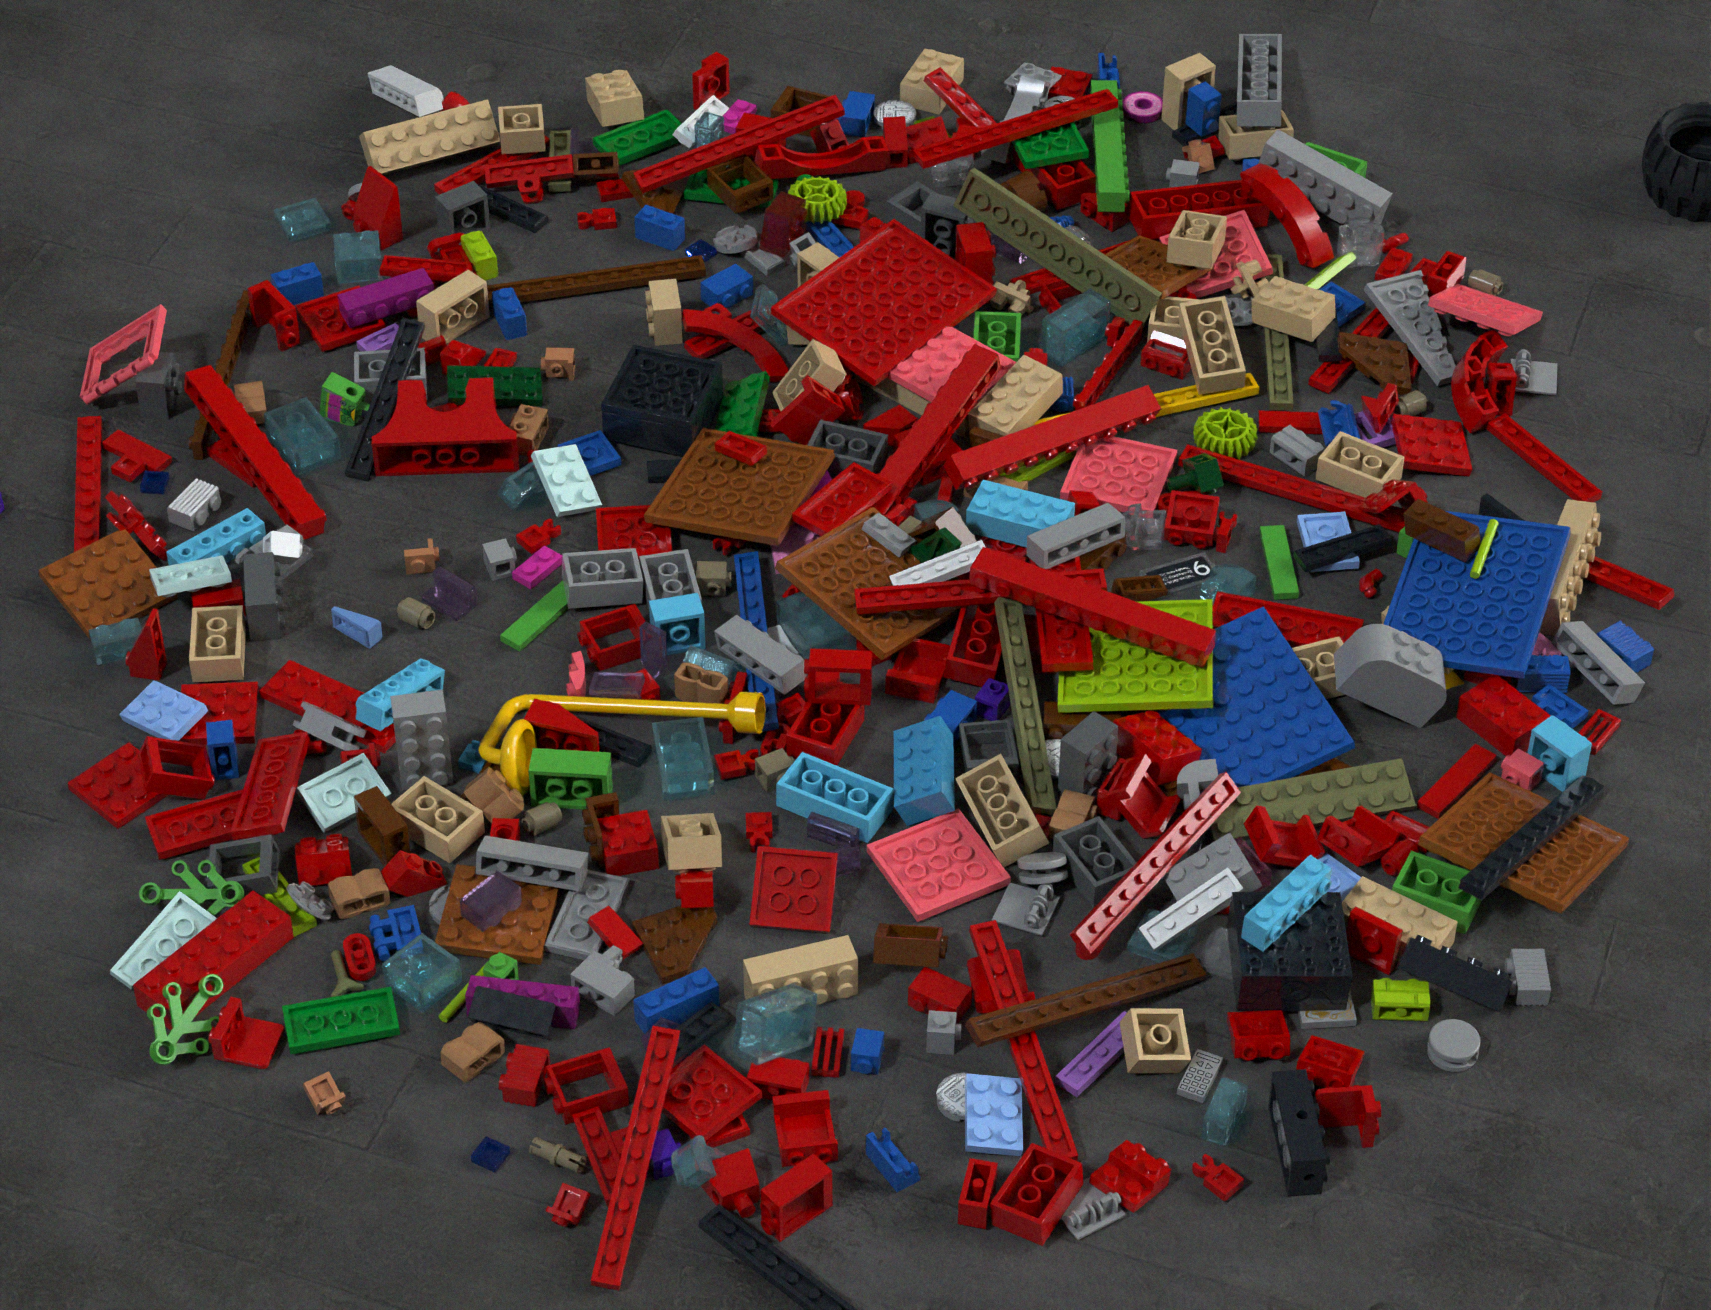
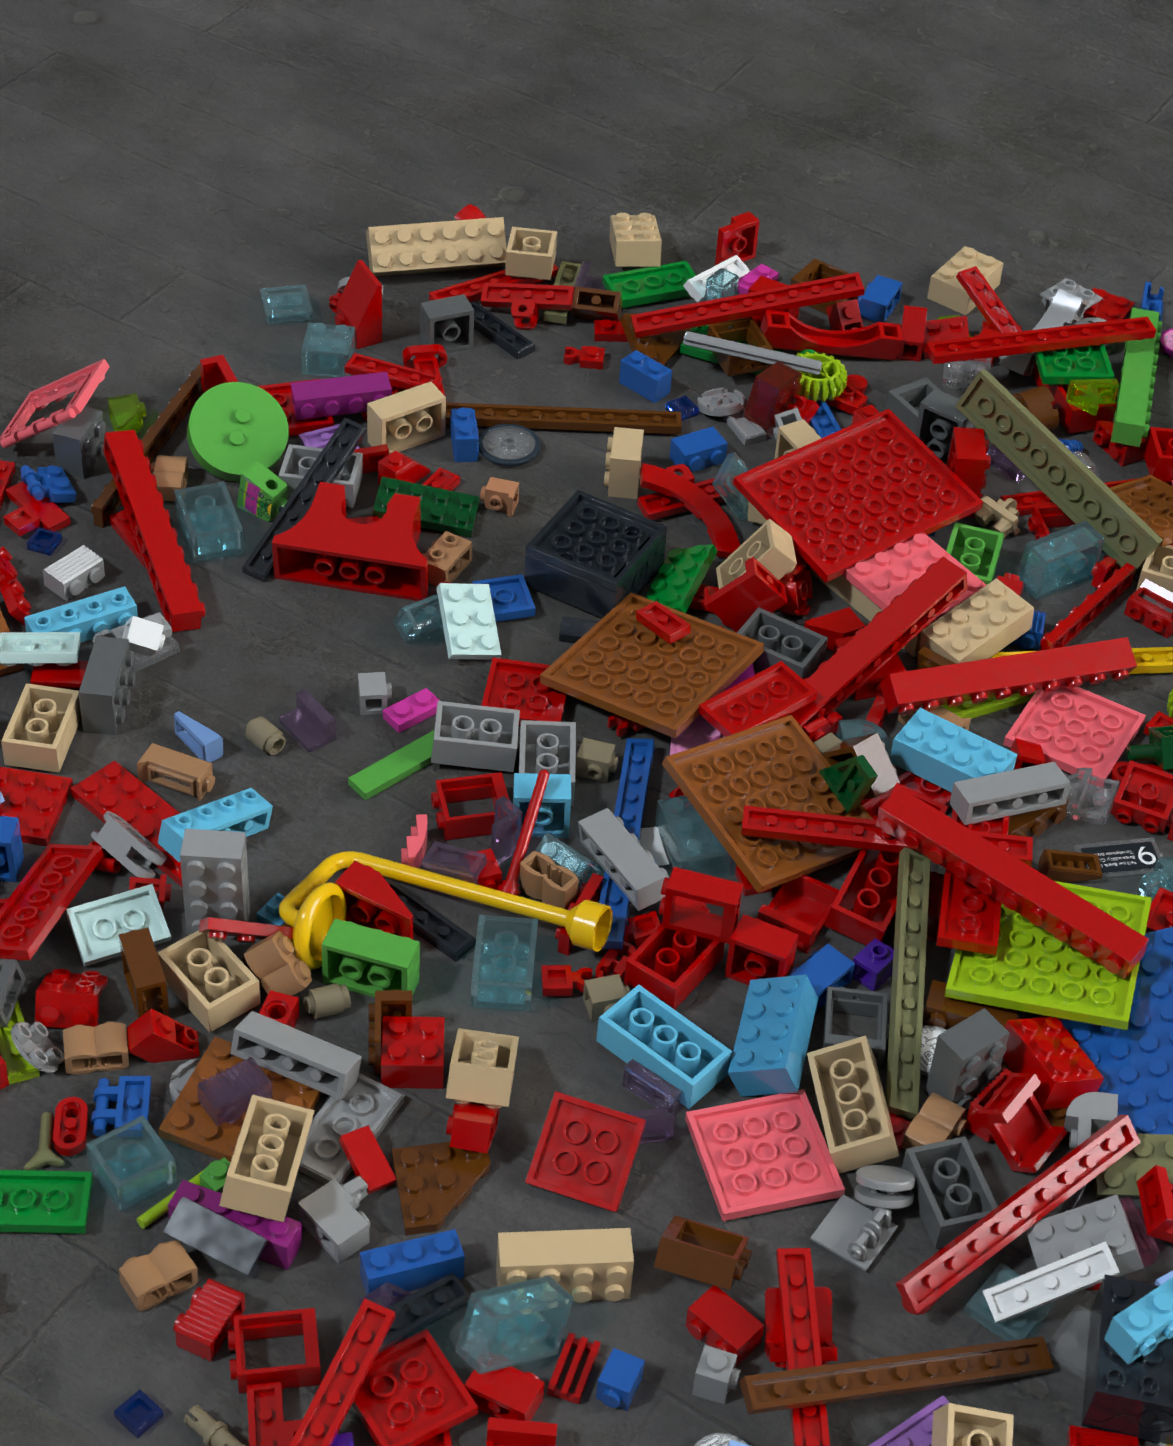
camera: 10 degrees right, 0 degrees up
(141, 428) = (49, 483): none -> blue plate
(189, 351) = (126, 412): none -> clear neon green slope
(299, 283) = (258, 366): blue brick -> none
(301, 348) = (235, 428): none -> bright green brick
(348, 657) = (176, 771): none -> medium nougat window
(406, 91) = (426, 196): white brick -> none
(421, 559) = (291, 678): nougat bracket -> none
(457, 773) = (244, 931): none -> red plate
(480, 254) = (452, 371): lime brick -> none
(536, 537) = (420, 677): red plate -> none
(538, 942) = (267, 1158): none -> tan brick
(552, 315) = (509, 445): none -> clear wheel
(668, 694) = (510, 884): none -> red piece
(754, 188) = (751, 352): none -> light grey axle
(759, 829) = (569, 1065): red plate -> none
(816, 230) = (806, 407): none -> red tile
(888, 534) = (800, 750): light grey plate -> none
(894, 108) = (921, 299): tile -> none
(895, 706) = (760, 951): none -> red brick
(941, 567) = (847, 800): white plate -> none
(1071, 170) = (1091, 393): none -> clear neon green slope

